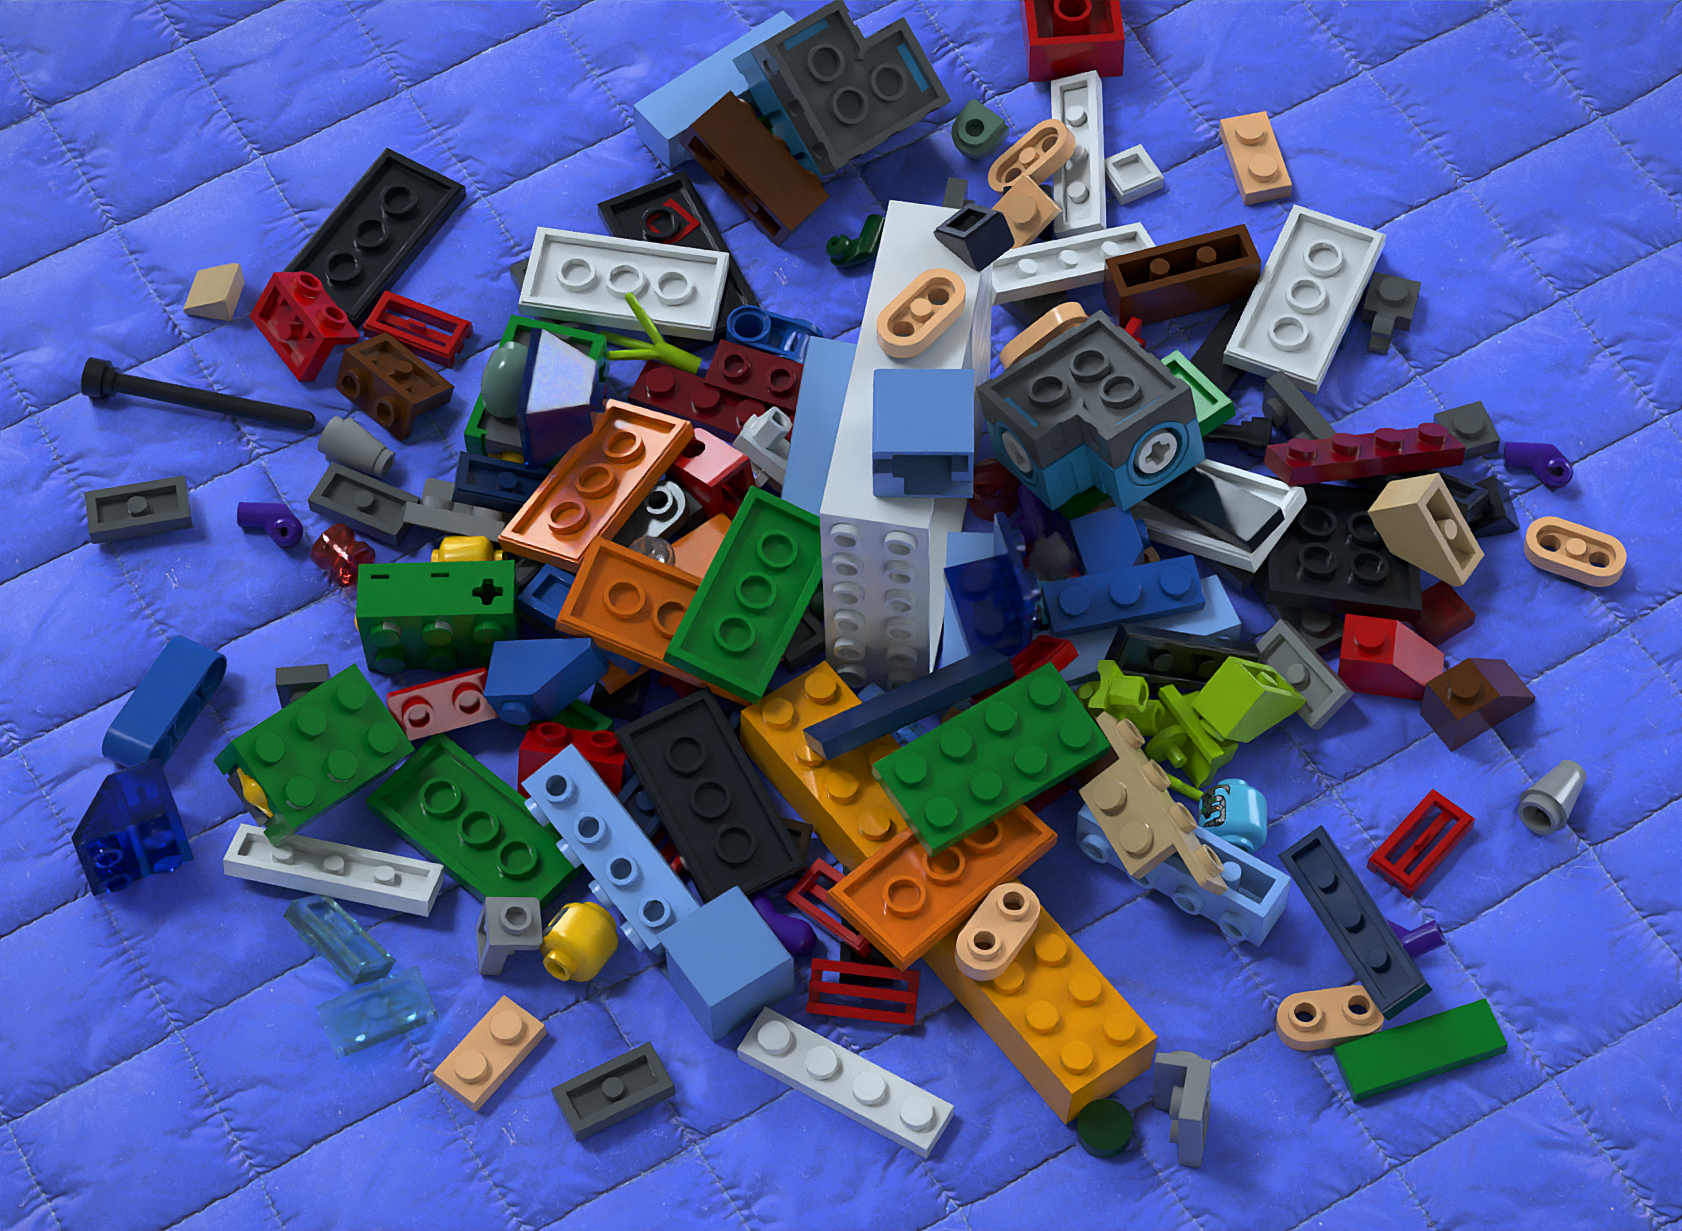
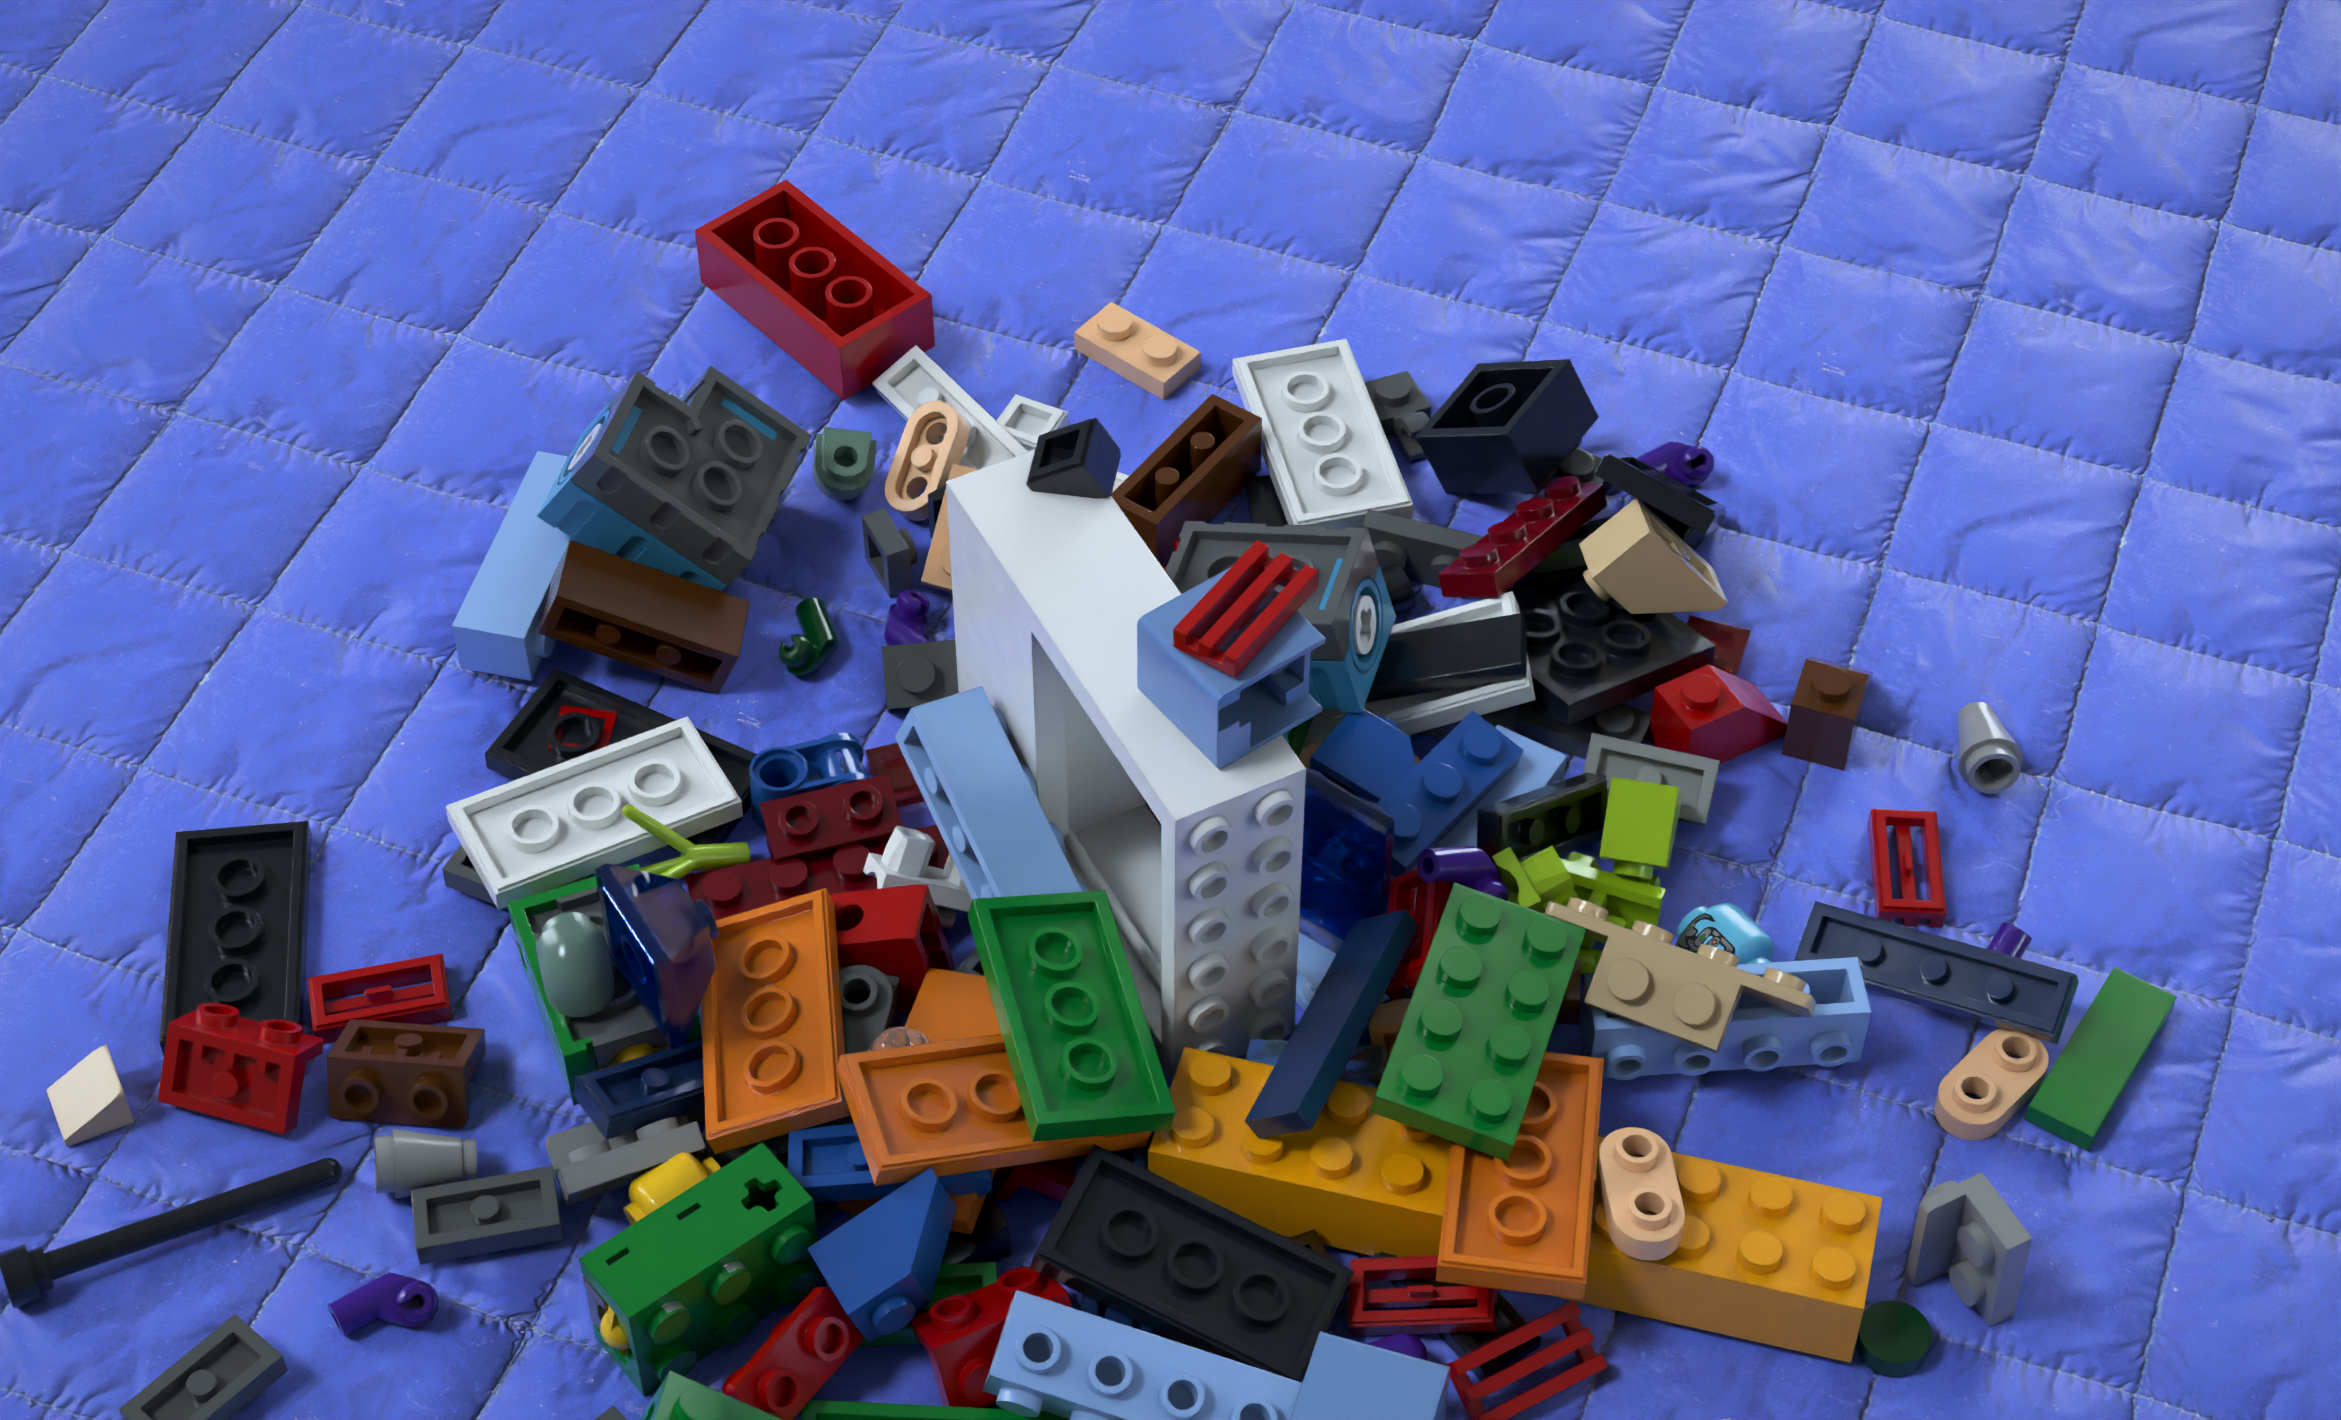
camera: 40 degrees left, 10 degrees down
(341, 554) = (511, 1284): clear red wheel -> none
(917, 316) = (1099, 561): light nougat plate -> none
(933, 396) = (1234, 602): none -> red tile
(1076, 660) = (1464, 866): none -> dark purple arm
(1432, 367) = (1507, 427): none -> black brick
(1482, 479) = (1661, 492): none -> black tile
(1576, 549) = (1782, 522): light nougat plate -> none

